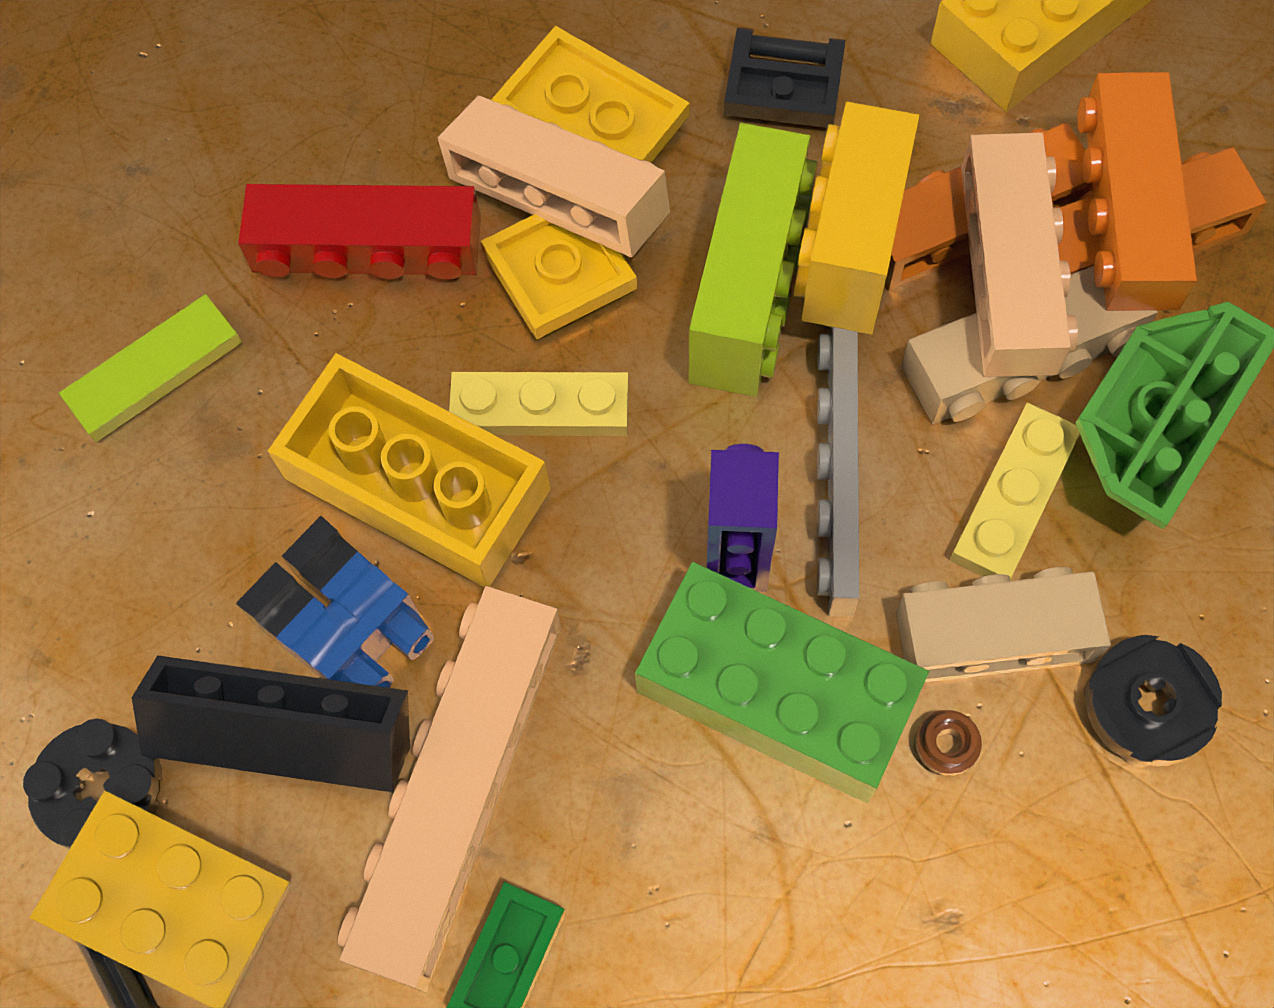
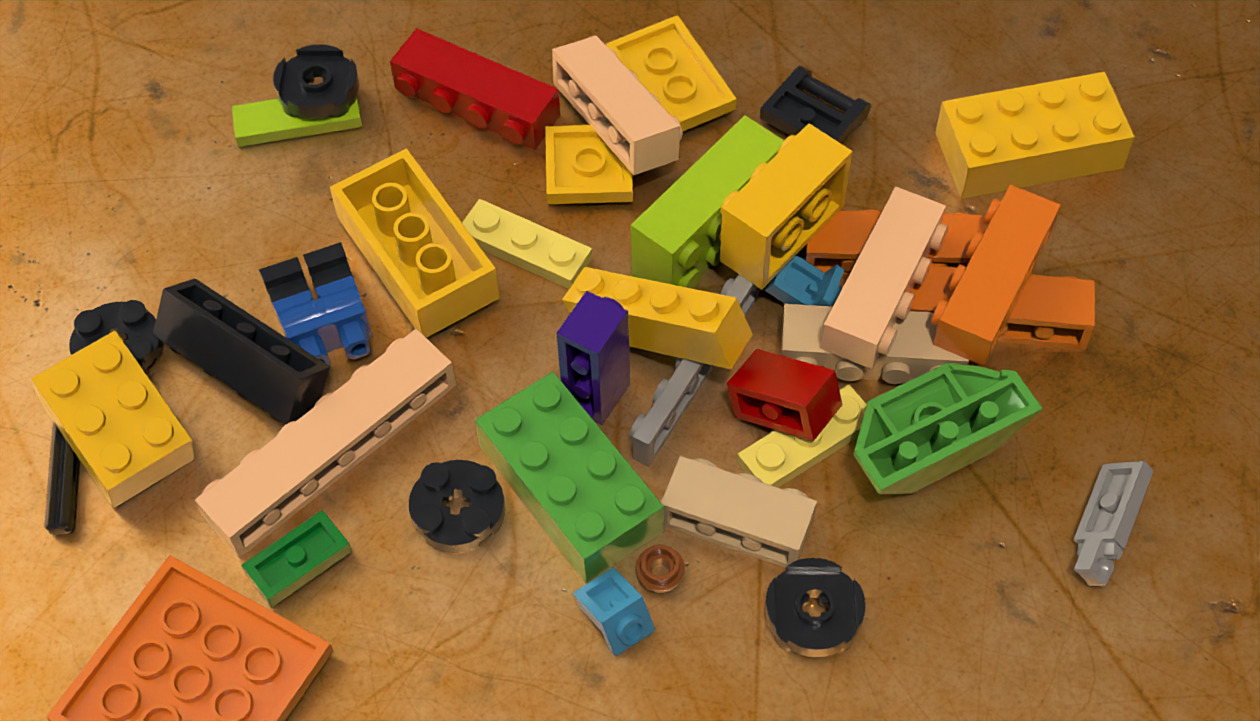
camera: 25 degrees right, 10 degrees down
(163, 341) = (319, 100): none -> black plate
(644, 819) = (473, 524): none -> black plate
(807, 422) = (671, 317): none -> yellow brick
(916, 303) = (806, 284): none -> dark azure bracket
(930, 823) = (615, 610): none -> dark azure bracket
(975, 453) = (785, 394): none -> red brick

